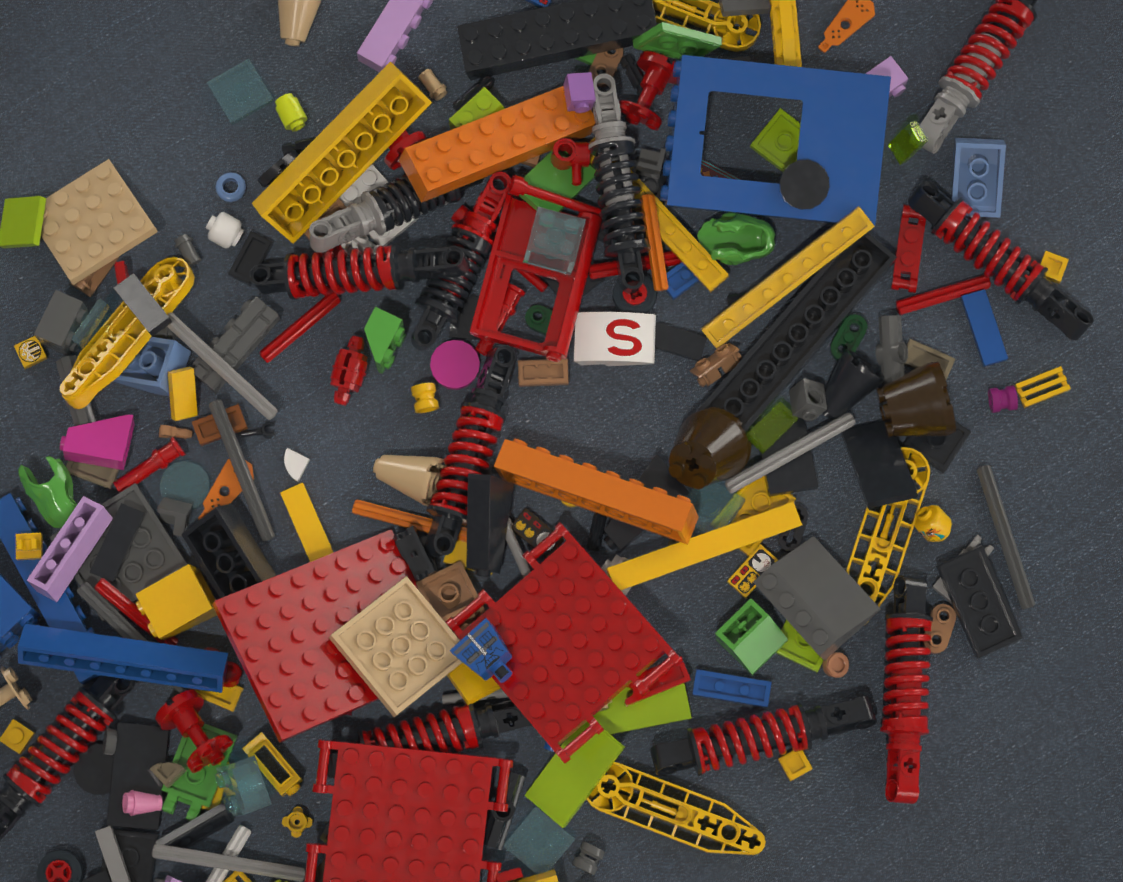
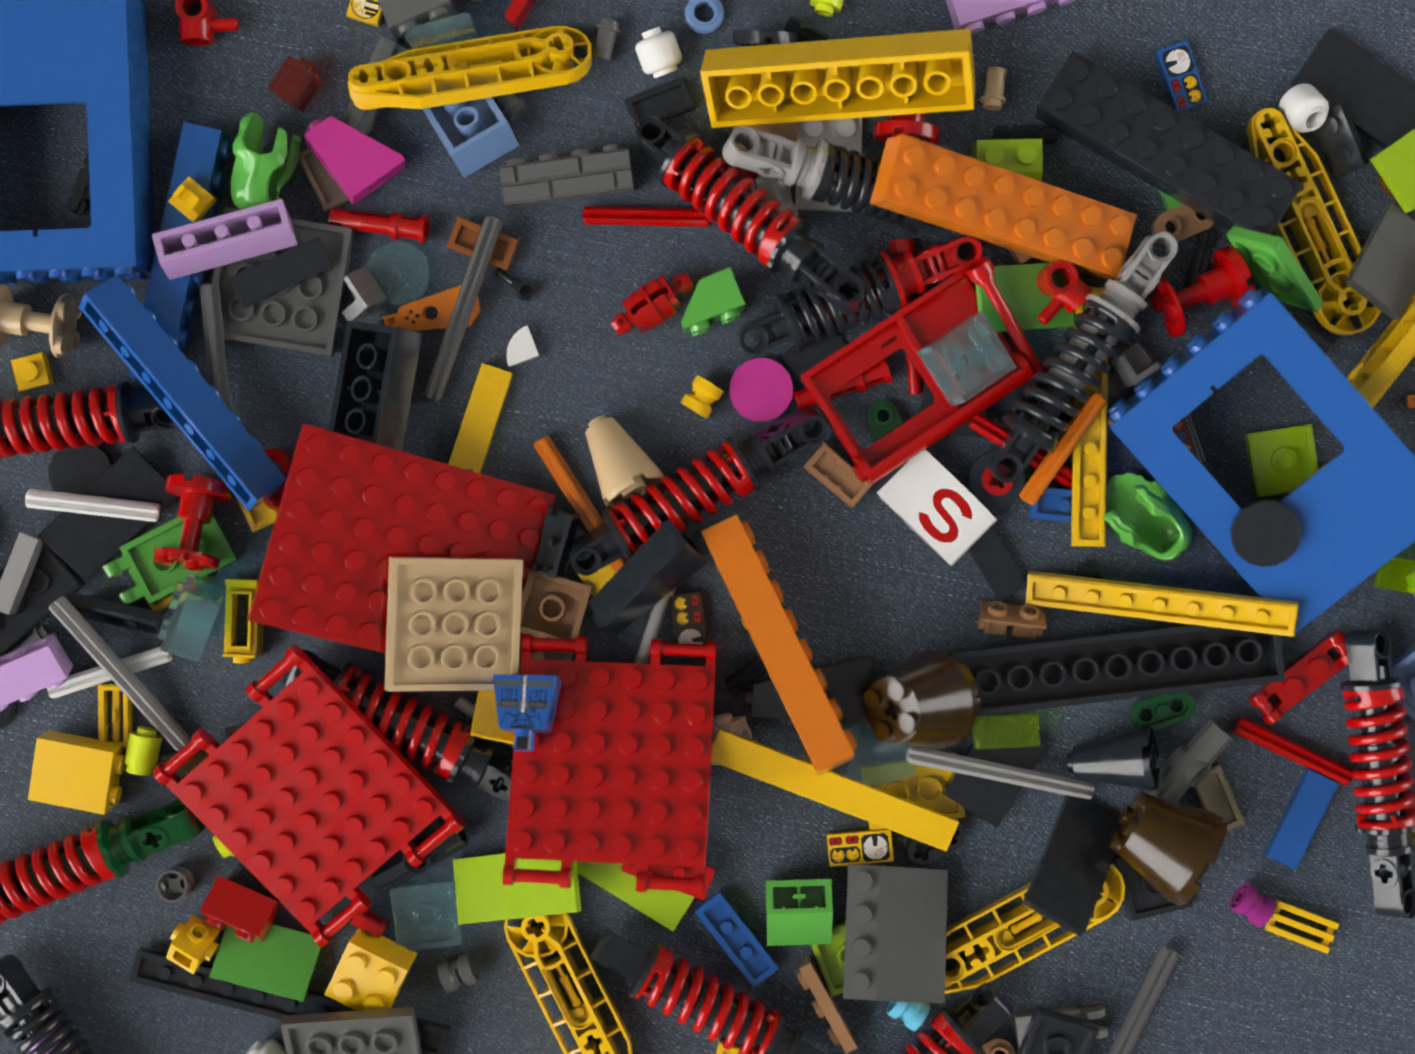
camera: 45 degrees right, 10 degrees up
(28, 430) = (296, 82): none -> clear red brick
(109, 741) = (109, 458): dark grey tile -> none
(125, 776) = (92, 505): none -> white axle
(128, 608) = (240, 357): red axle -> none
(140, 803) = (85, 543): bright pink cone -> none
(142, 305) = (506, 57): tile -> none
(167, 431) = (434, 212): medium nougat piece -> none
(168, 772) = (137, 537): dark tan tile -> none
(177, 602) = (286, 384): yellow slope -> none
(182, 393) = (472, 181): yellow tile -> none
(222, 367) = (530, 187): light grey axle -> none
(289, 821) = (213, 696): yellow plate -> none
(579, 92) = (1130, 232): medium lavender brick -> none
(808, 399) = (1065, 737): dark grey brick -> none
(818, 678) = (825, 1005): none -> medium nougat plate
(836, 665) = (854, 1010): nougat tile -> none
(868, 636) = (910, 1012): none -> medium azure wheel
(933, 523) = (1072, 962): yellow head -> none

